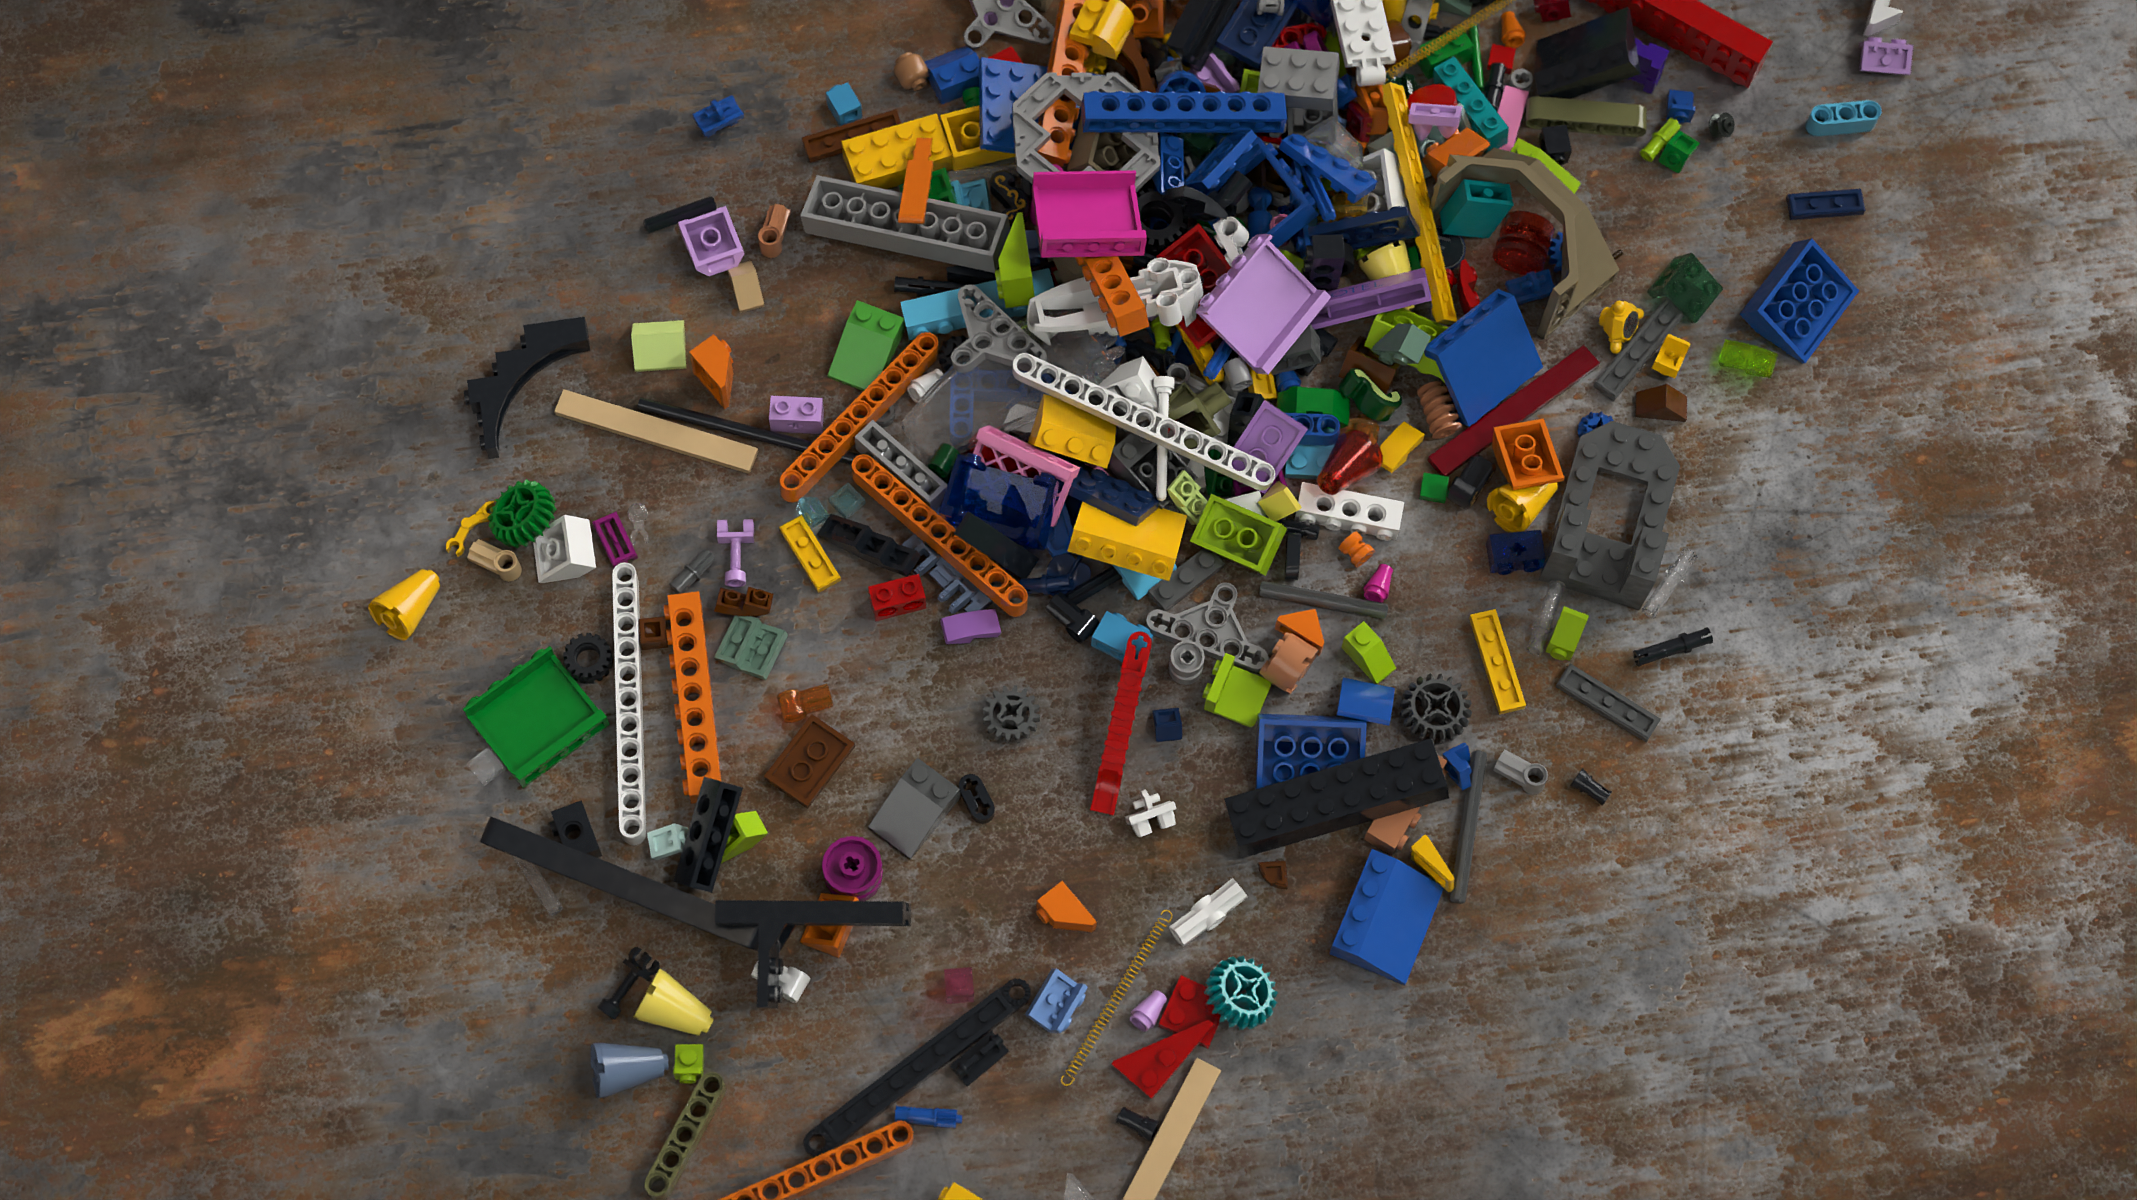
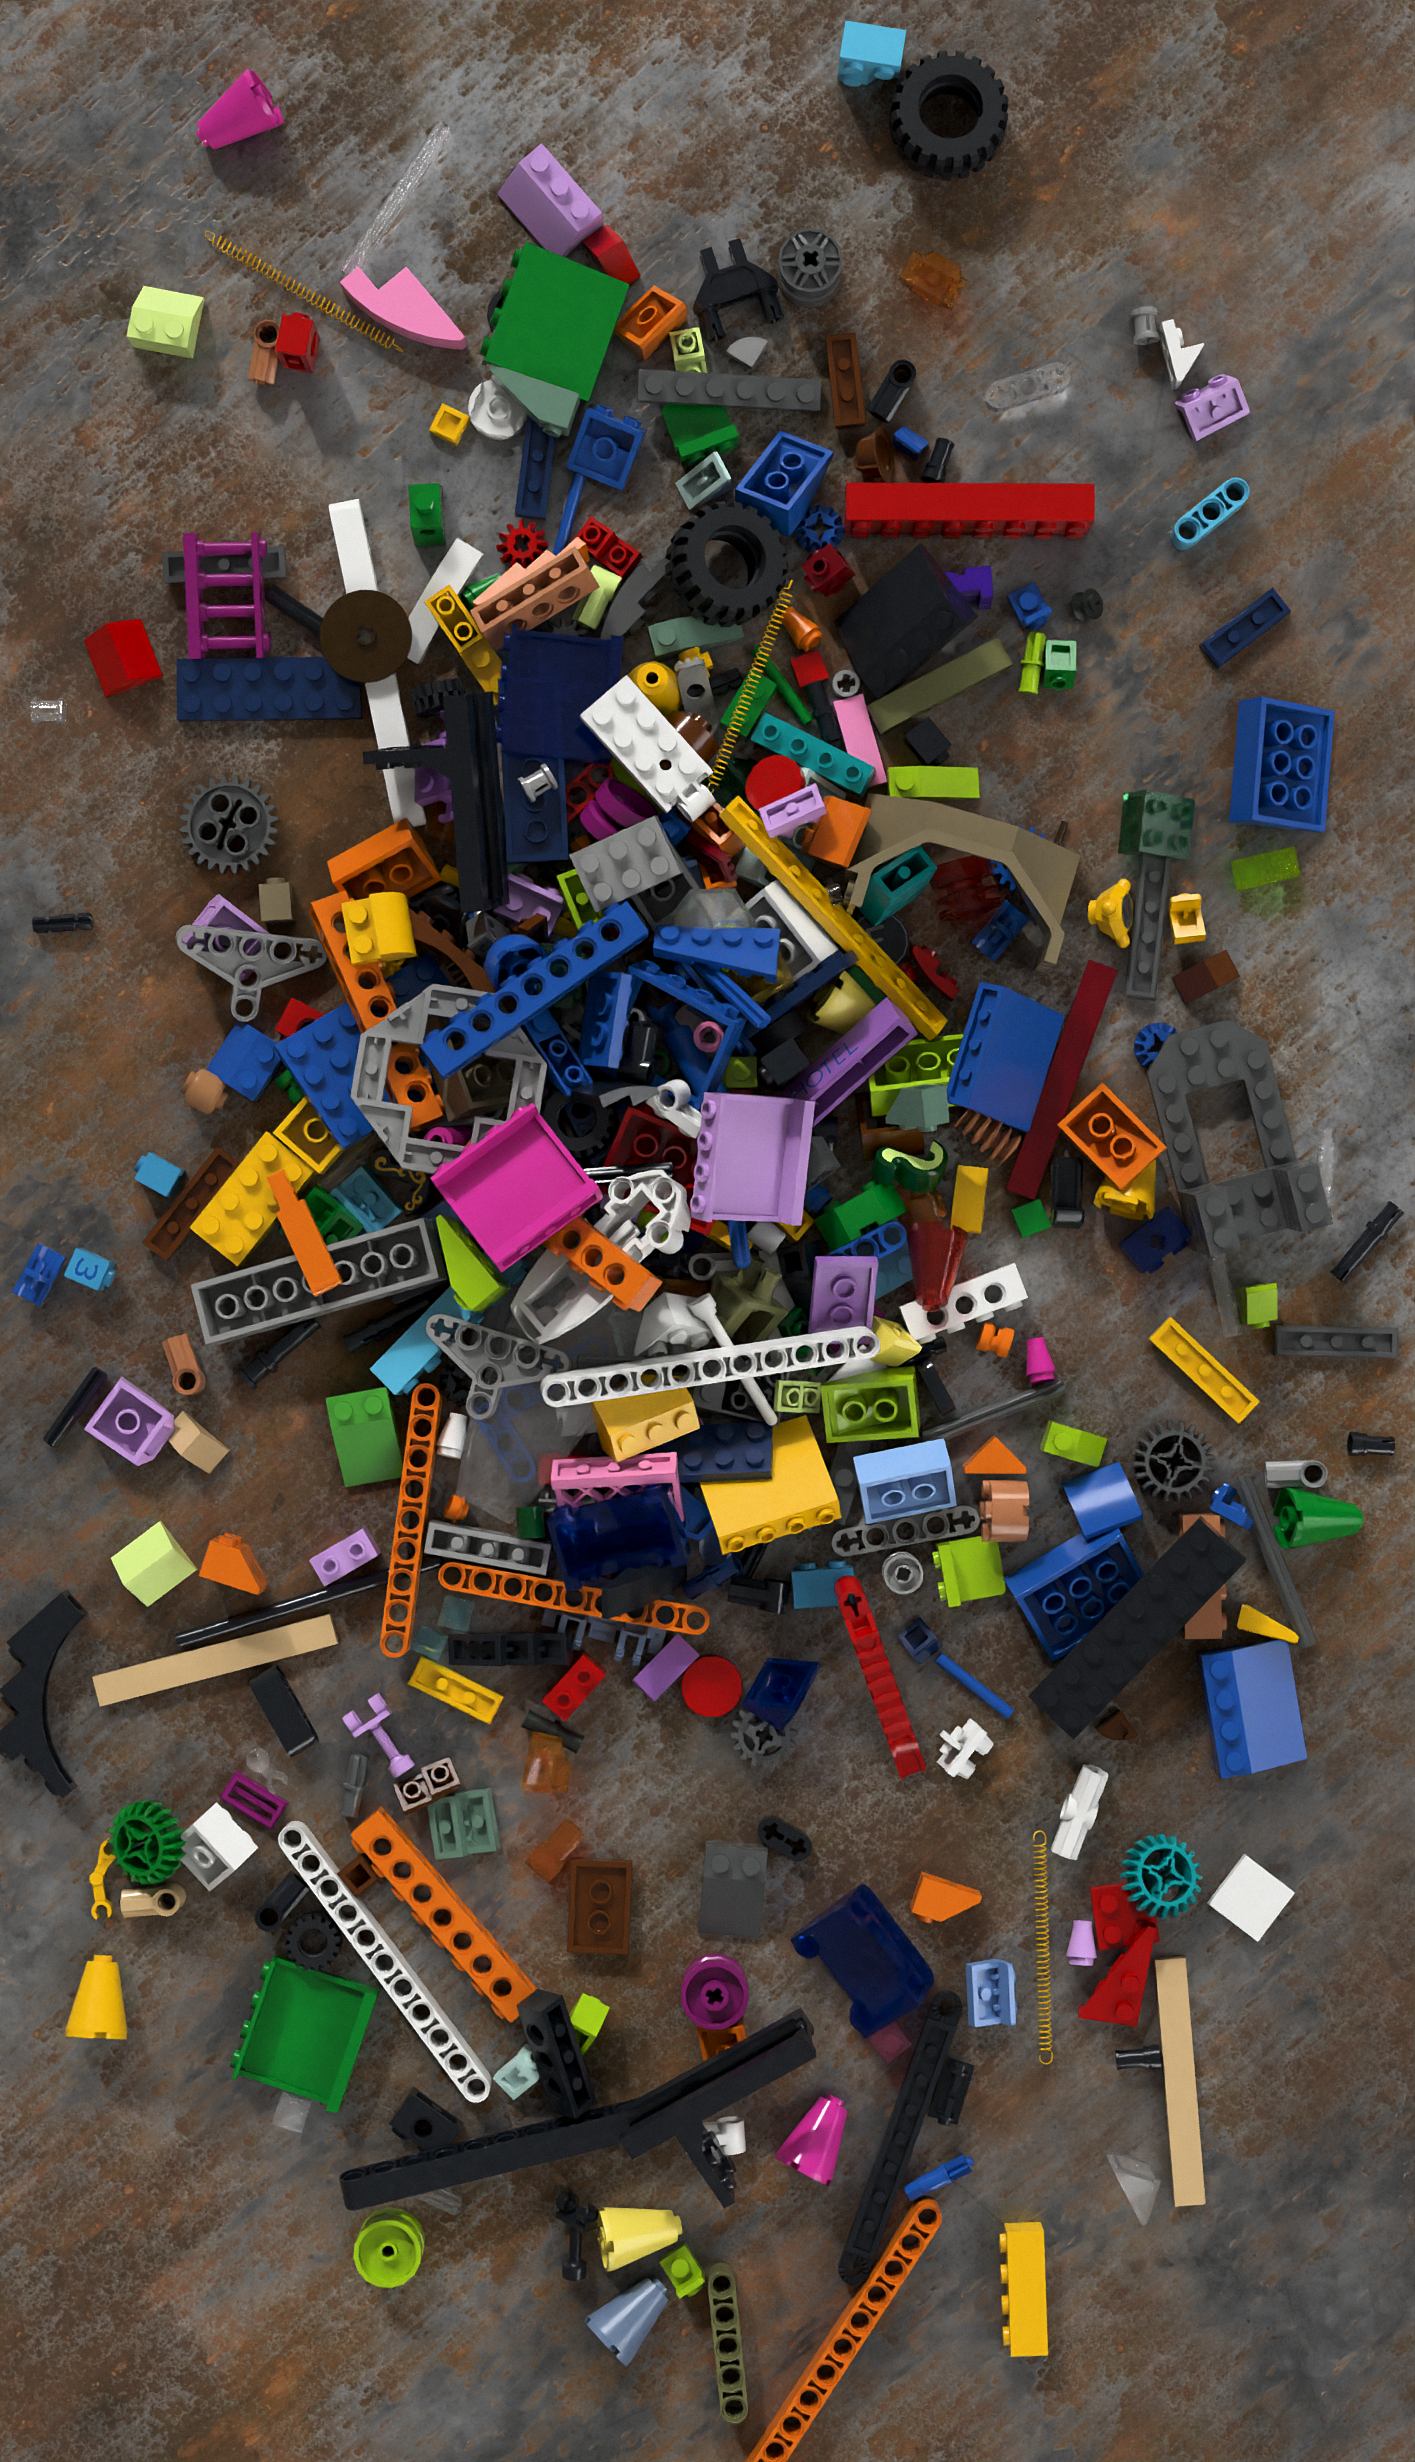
camera: 30 degrees left, 20 degrees up
(473, 904) = (389, 2247): none -> lime wheel
(587, 616) = (282, 1900): none -> black piece
(679, 491) = (283, 1710): none -> black beam
(754, 134) = (90, 1269): none -> dark azure brick
(833, 261) = (267, 1360): none -> black pin
(837, 636) = (546, 1765): none -> clear orange slope
(853, 1025) = (816, 2140): none -> dark pink cone
(859, 621) = (538, 1723): none -> pearl dark grey pin
(897, 431) = (456, 1509): none -> orange plate
(980, 914) = (867, 1958): none -> clear blue windscreen
(995, 661) = (711, 1686): none -> red tile
(1045, 688) = (780, 1690): none -> clear blue slope
(1187, 778) = (974, 1685): none -> blue bar
(1229, 600) = (905, 1481): none -> light blue slope
(1299, 1059) = (1251, 1897): none -> white tile
(1429, 185) = (833, 889): none -> clear smoke piece
(1518, 809) = (1313, 1518): none -> green cone

